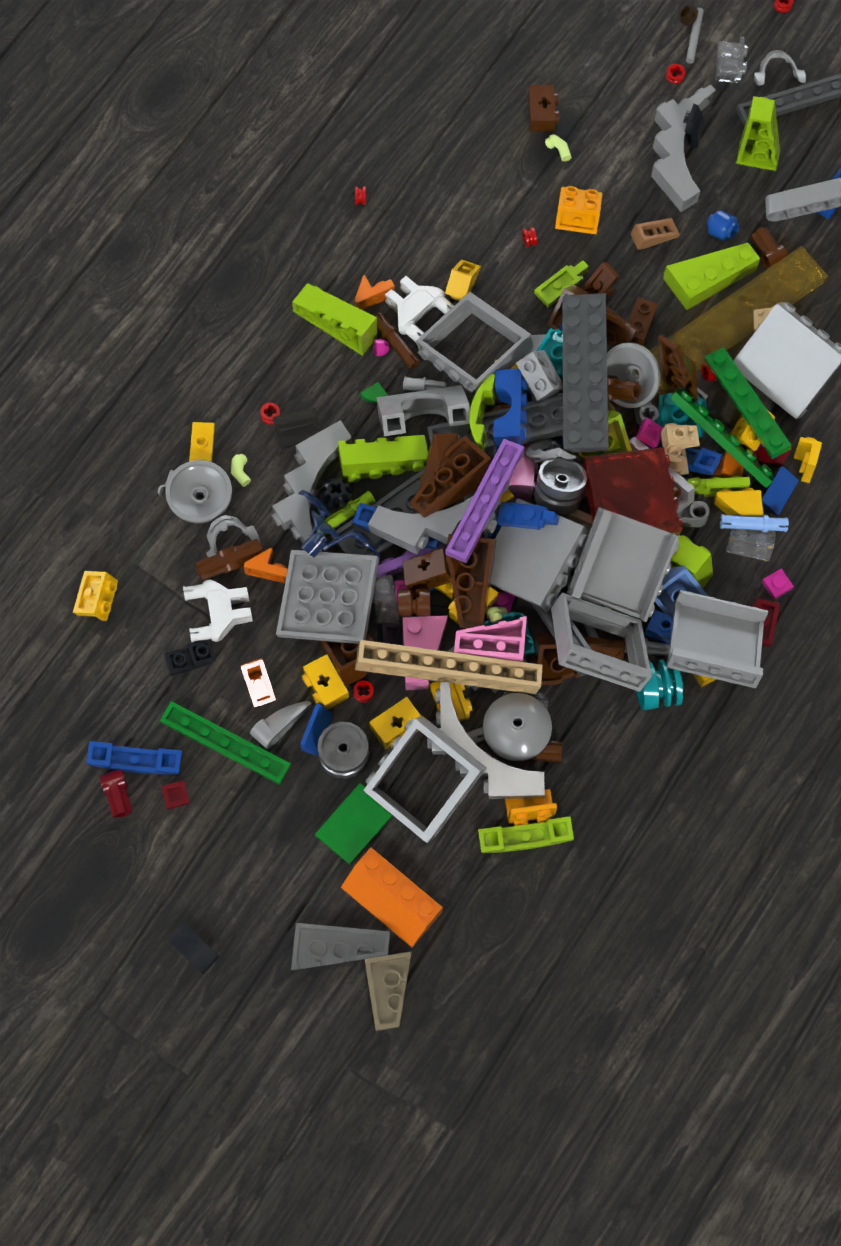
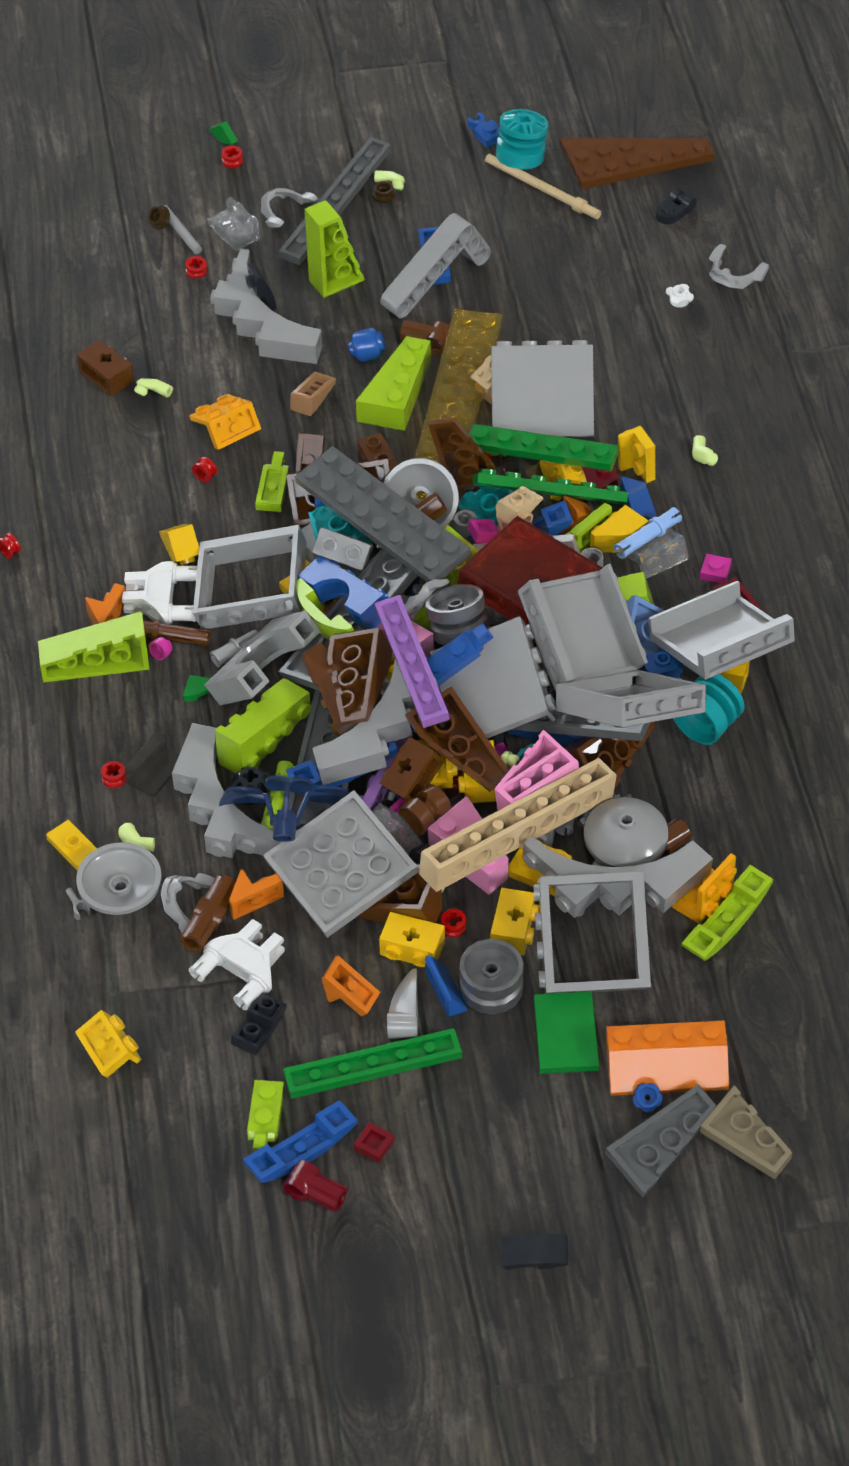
camera: 40 degrees left, 20 degrees down
(136, 720) = (265, 1112): none -> lime hinge
(350, 910) = (647, 1089): none -> blue plate

